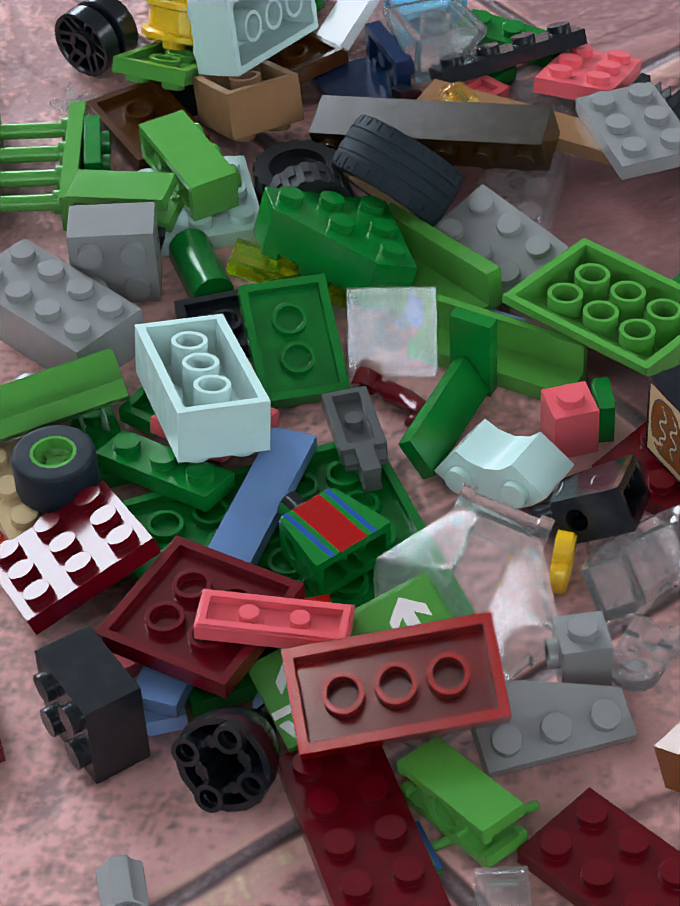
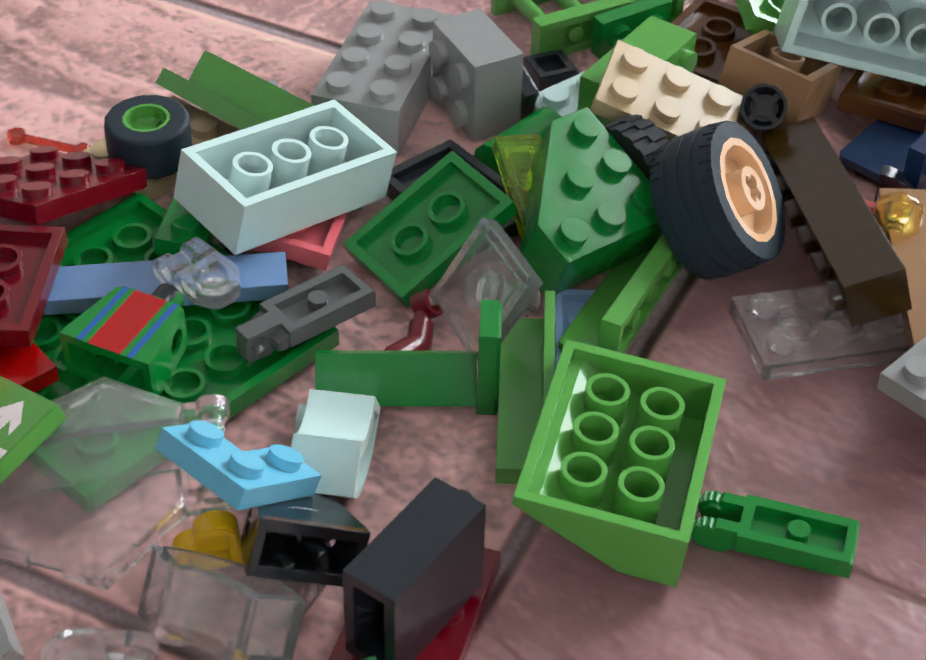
camera: 60 degrees right, 0 degrees up
(116, 187) = (554, 53): bright green piece -> none
(255, 154) = (661, 92): none -> tan plate
(284, 471) = (200, 274): none -> clear plate
(293, 114) = (764, 101): none -> black wheel
(501, 235) = (707, 322): light grey plate -> none
(546, 491) = (235, 475): none -> medium azure plate
(570, 418) = (443, 457): coral brick -> none
(580, 649) = (64, 594): light grey brick -> none
(604, 399) = (496, 492): green tile -> none

